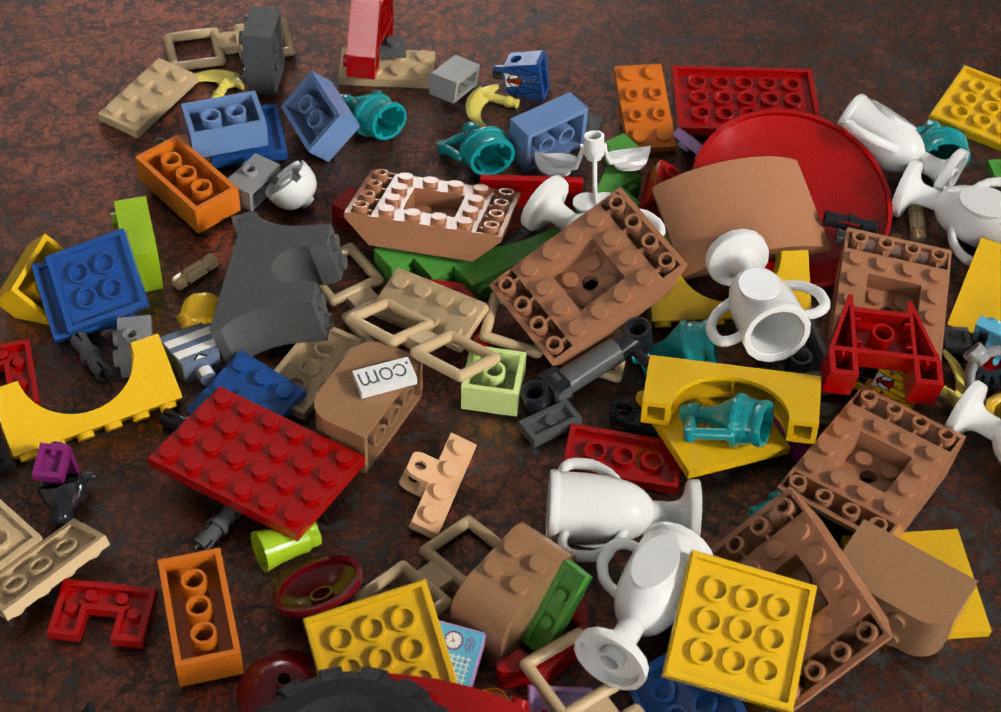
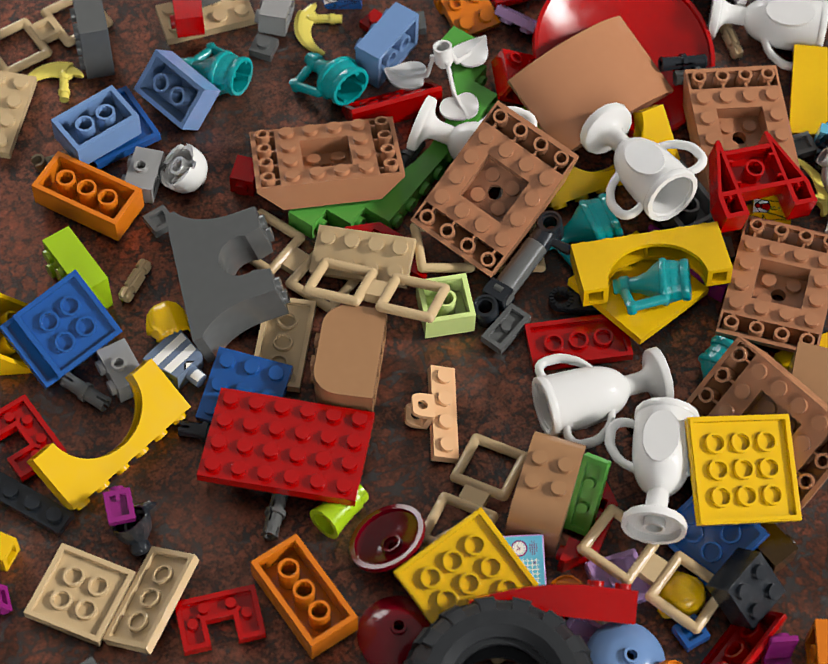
camera: 20 degrees left, 10 degrees up
(384, 377) = (365, 338): white tile -> none
(429, 108) = (263, 47): none -> dark grey plate

